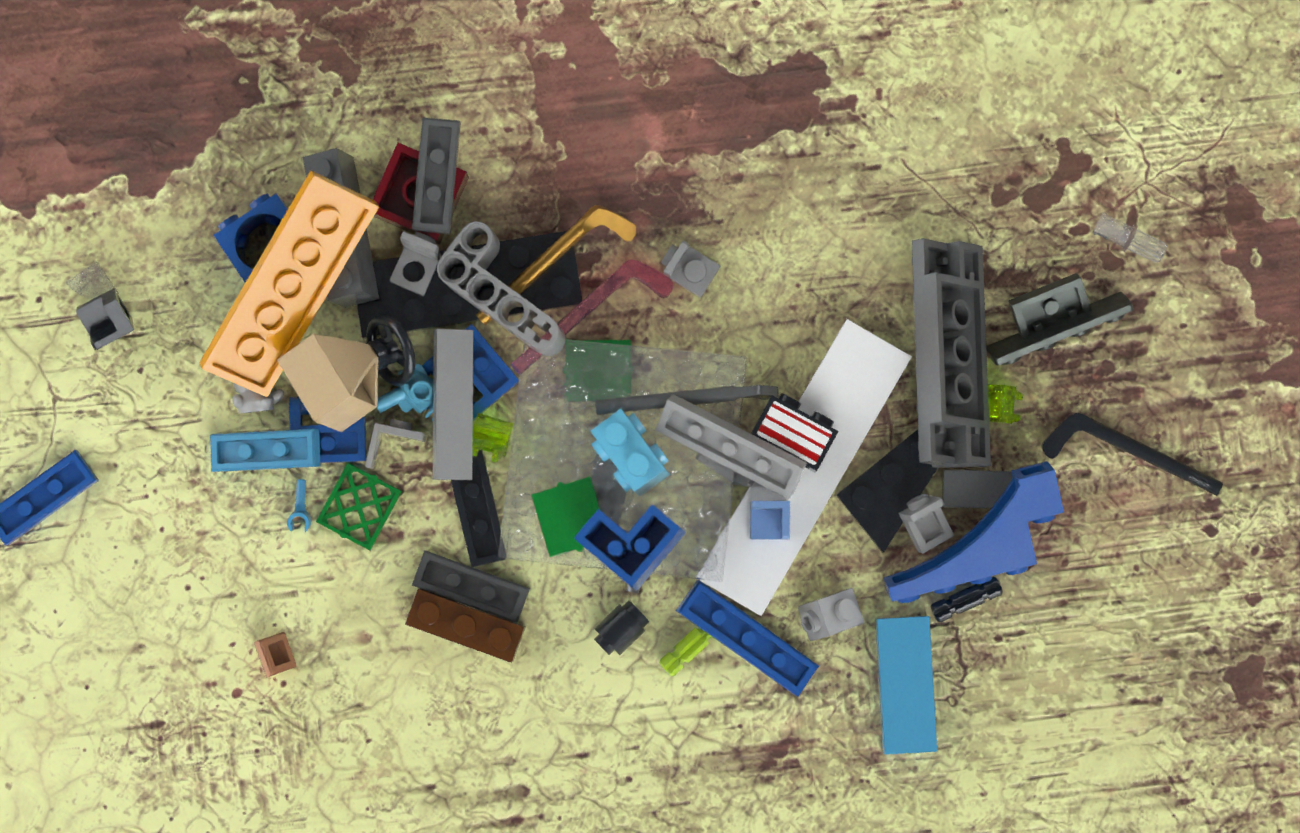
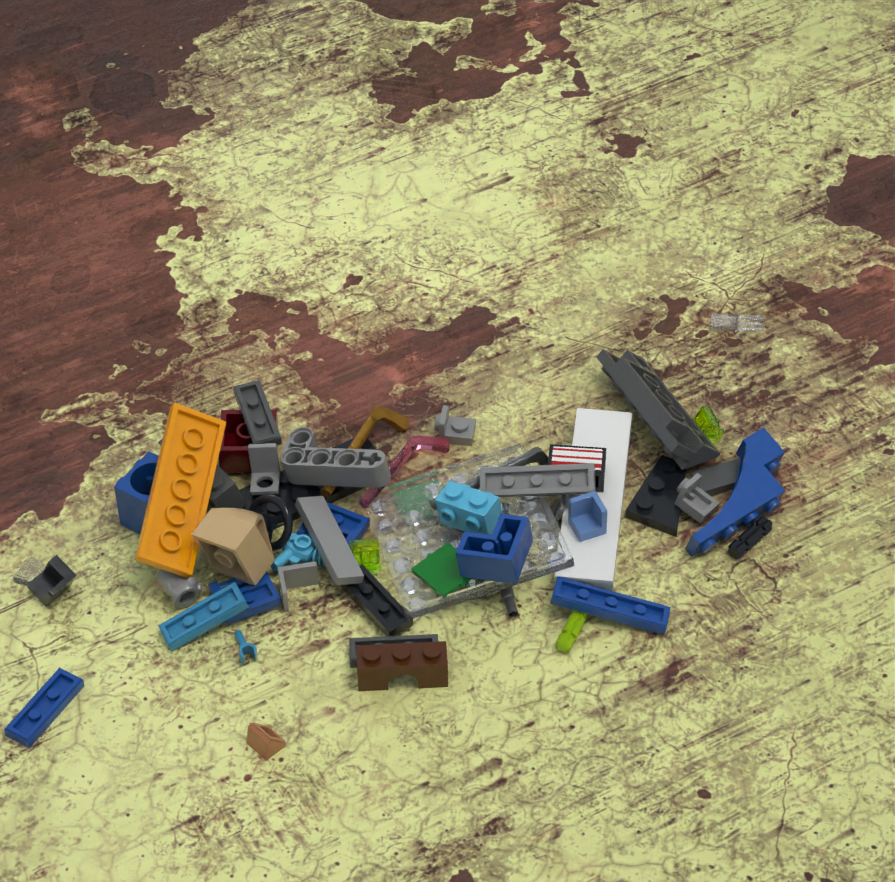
camera: 20 degrees left, 40 degrees down
(372, 481) = (285, 651): green window -> none
(620, 628) = (516, 631): black brick -> none
(830, 614) = (658, 574): light grey bracket -> none
(906, 685) = (738, 597): dark azure piece -> none
(1053, 315) = (710, 368): pearl dark grey bracket -> none
(1079, 422) = (818, 423): black piece -> none

